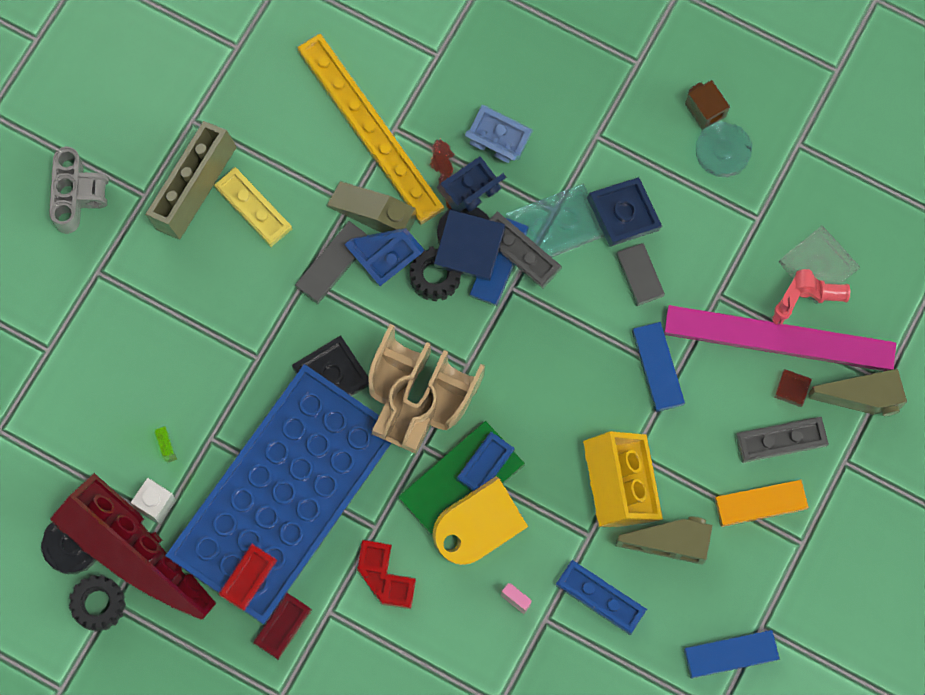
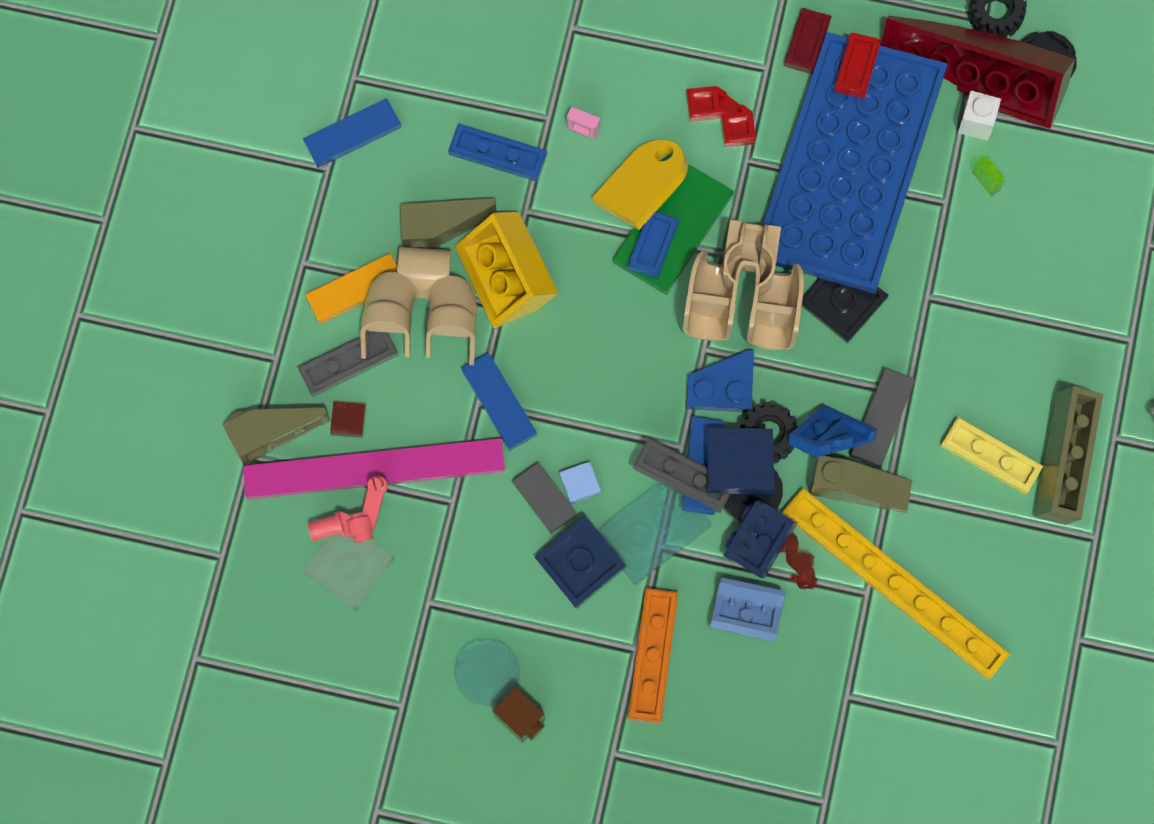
camera: 170 degrees right, 0 degrees up
(461, 327) = (723, 385): none -> blue wing
(584, 126) = (653, 656): none -> orange tile
(606, 278) = (580, 483): none -> light blue tile
(735, 467) = (426, 276): none -> tan piece

